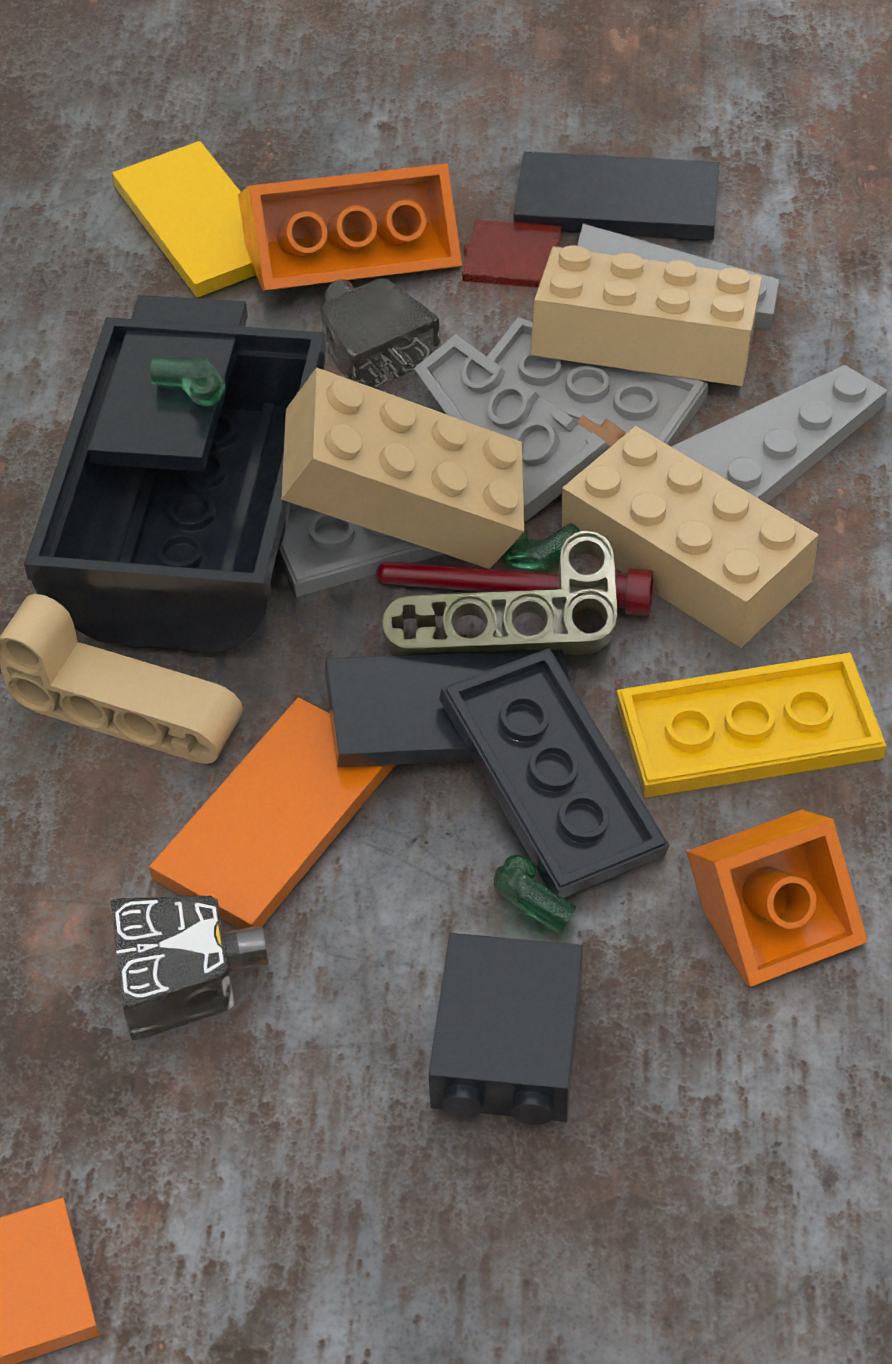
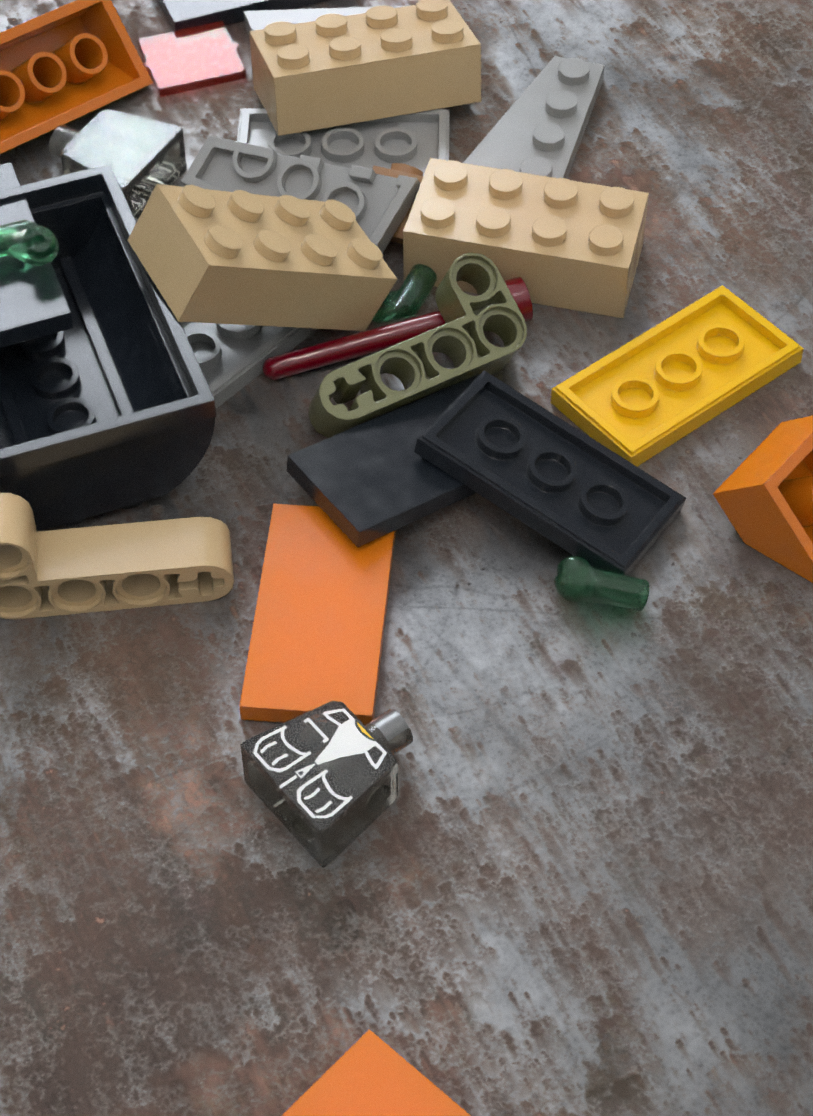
camera: 30 degrees left, 0 degrees up
(506, 1028) = (663, 703): black brick -> none

